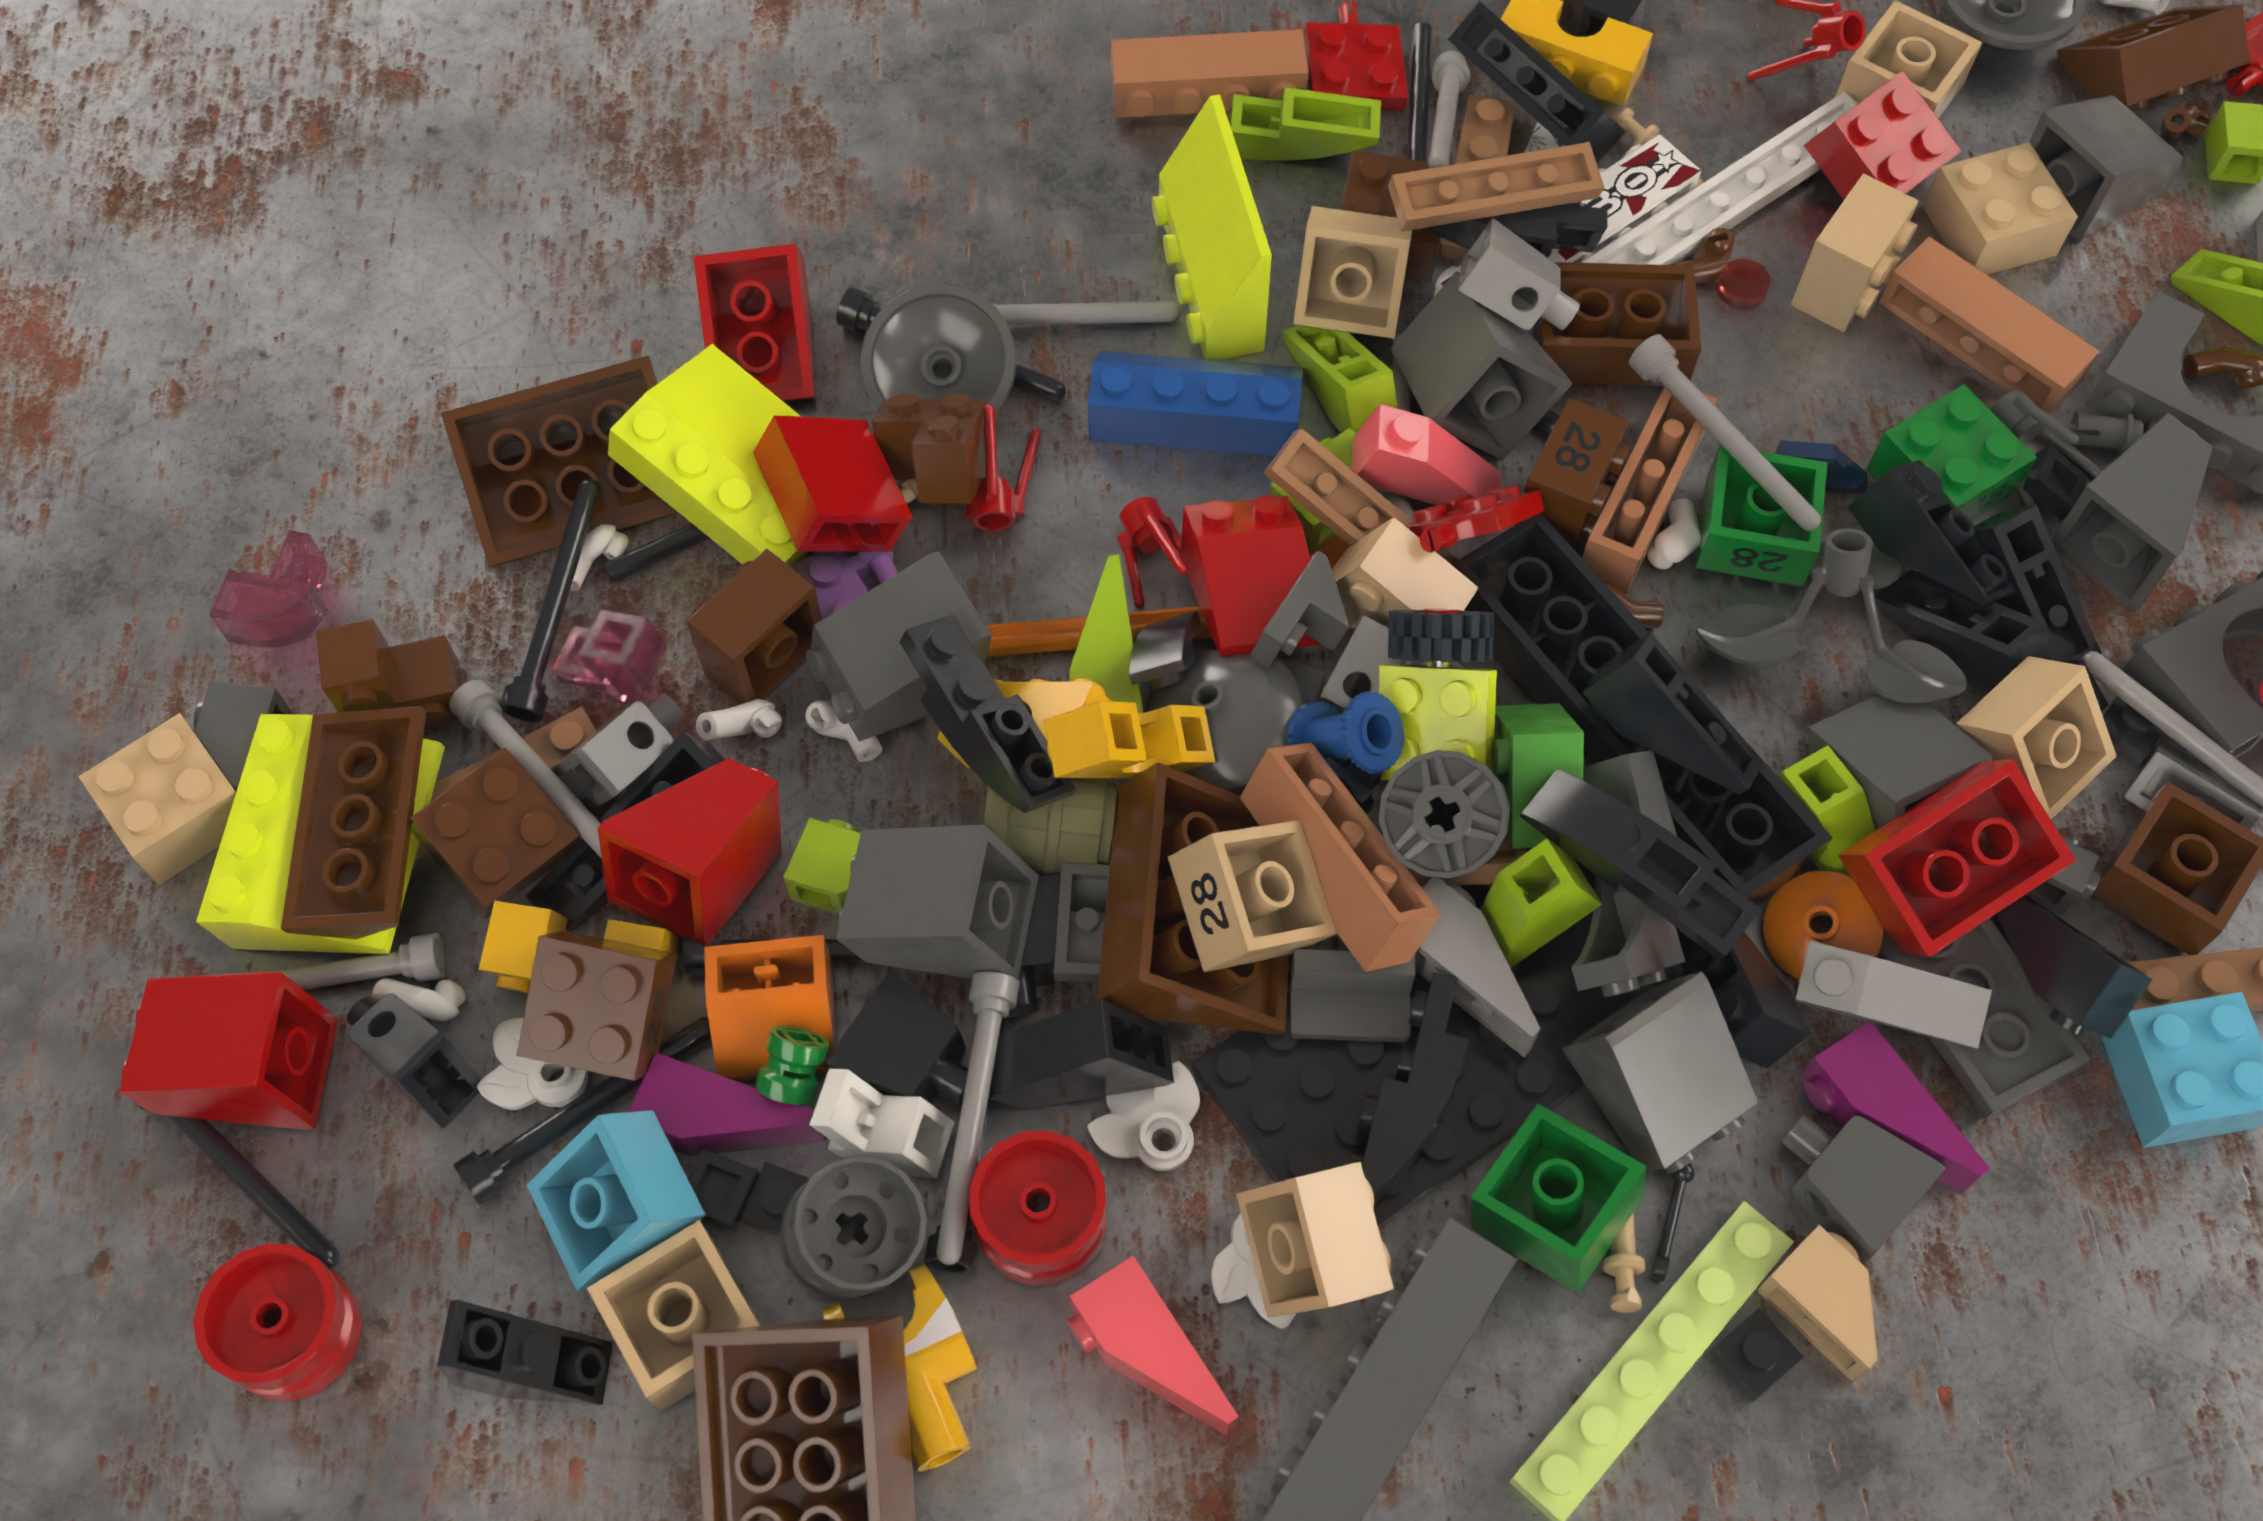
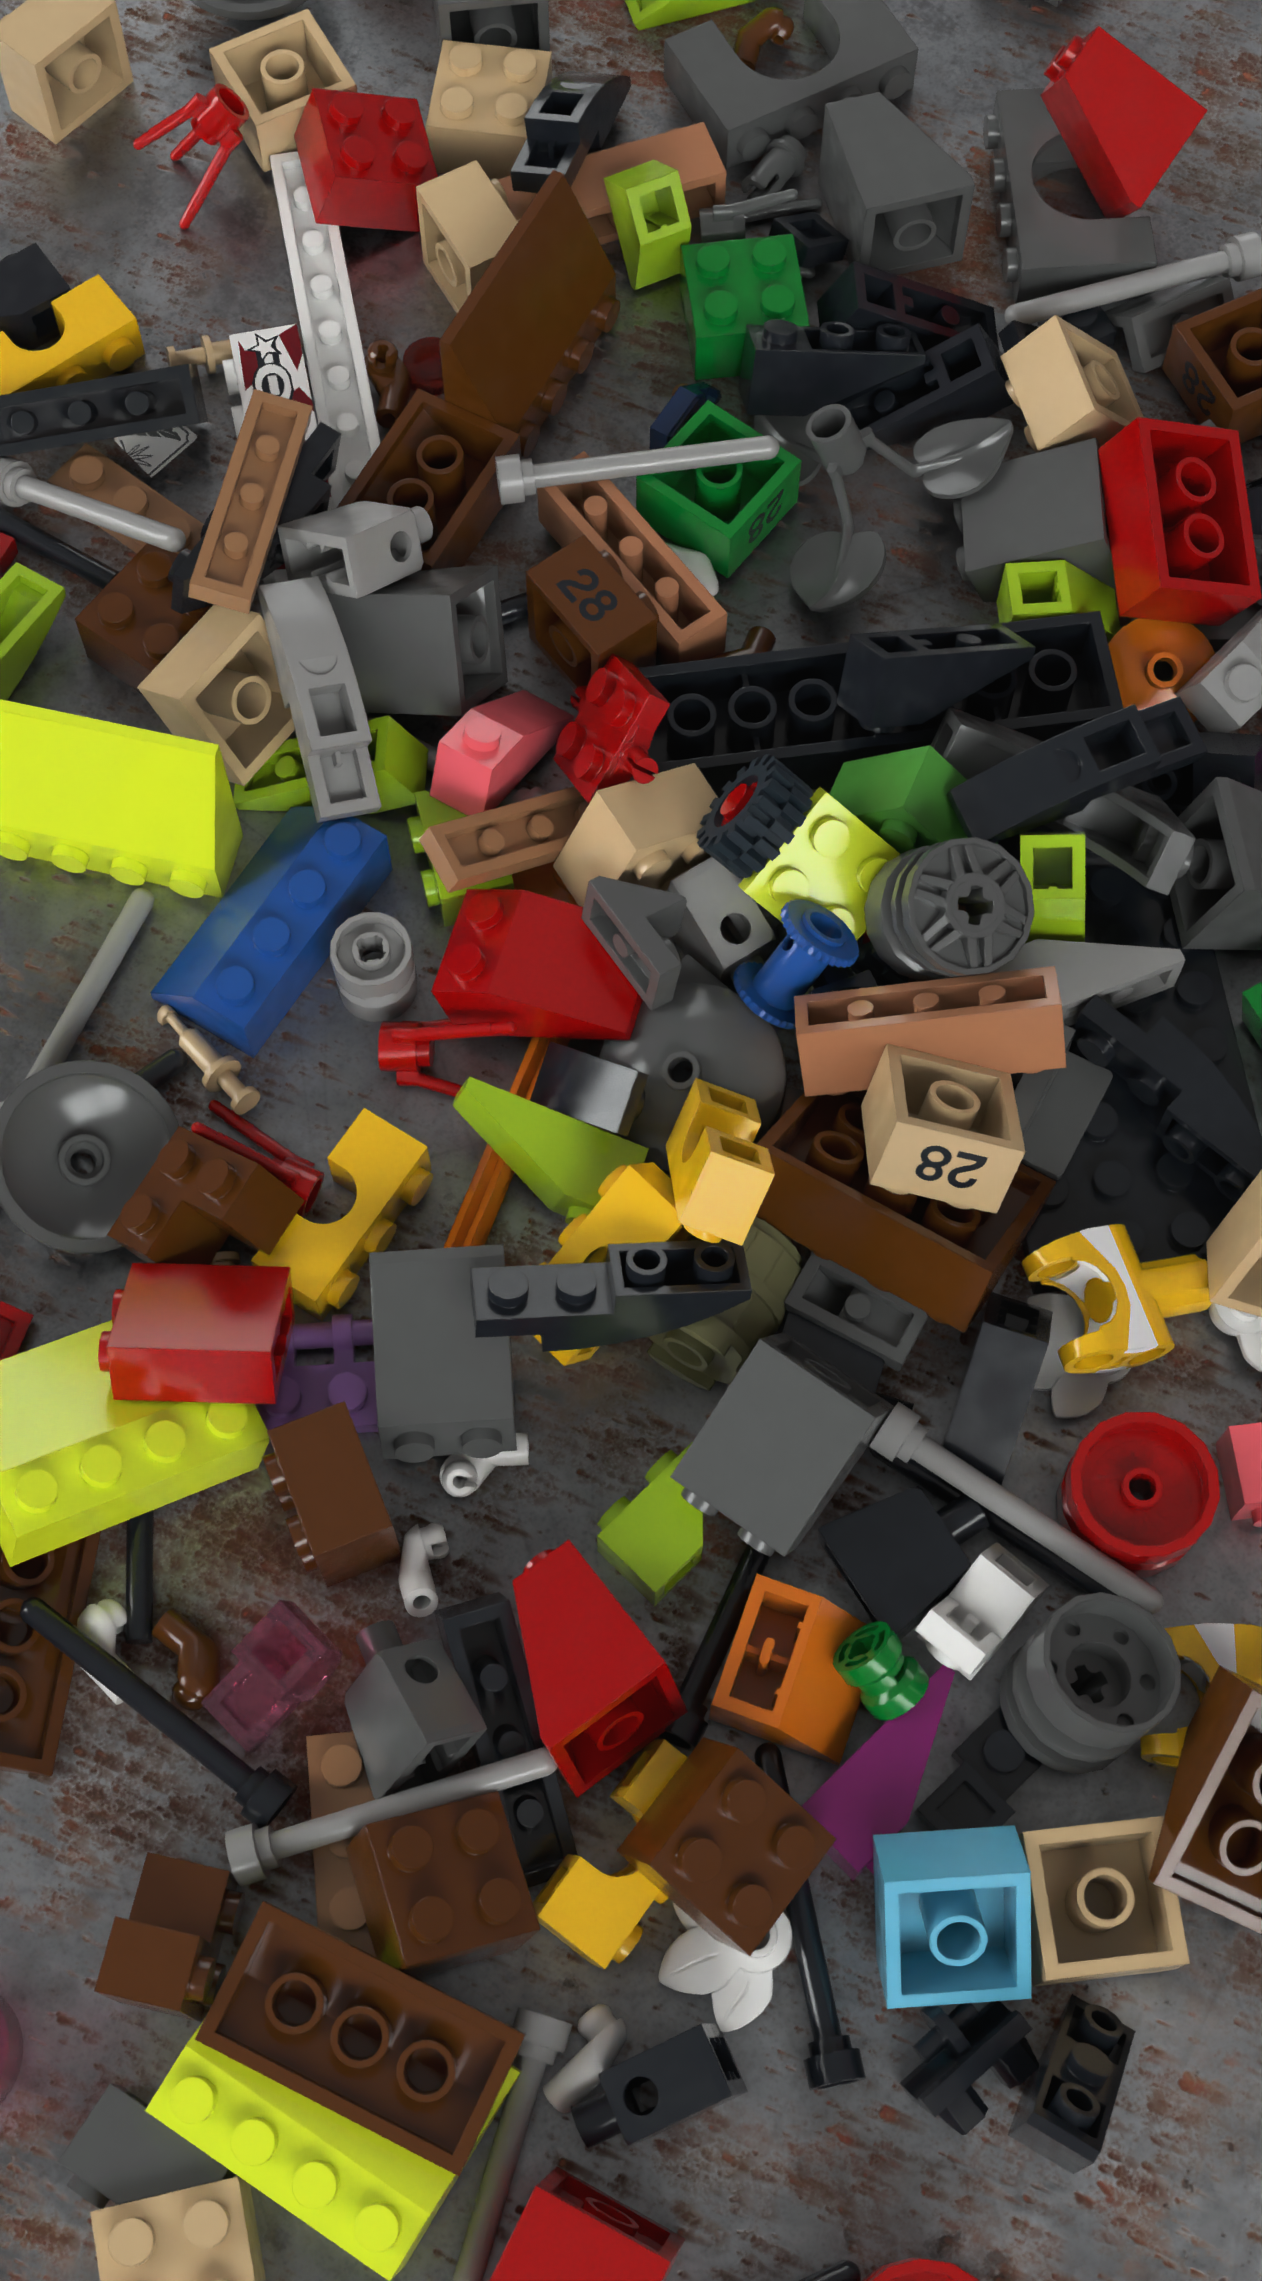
camera: 65 degrees left, 5 degrees up
(495, 1262) = (960, 2052): none -> black hips
(620, 600) = (197, 1659): none -> reddish brown arm
(1027, 559) = (385, 1174): none -> yellow arch
(1061, 419) = (218, 1071): none -> tan piece
(1193, 467) = (374, 966): none -> light grey wheel
(1204, 1119) = (1118, 1296): none -> yellow connector
(1369, 312) = (322, 697): none -> light grey slope
(1808, 308) = (531, 317): none -> reddish brown slope
(1969, 349) = (649, 220): none -> lime slope
(2020, 252) = (566, 122): none -> black slope

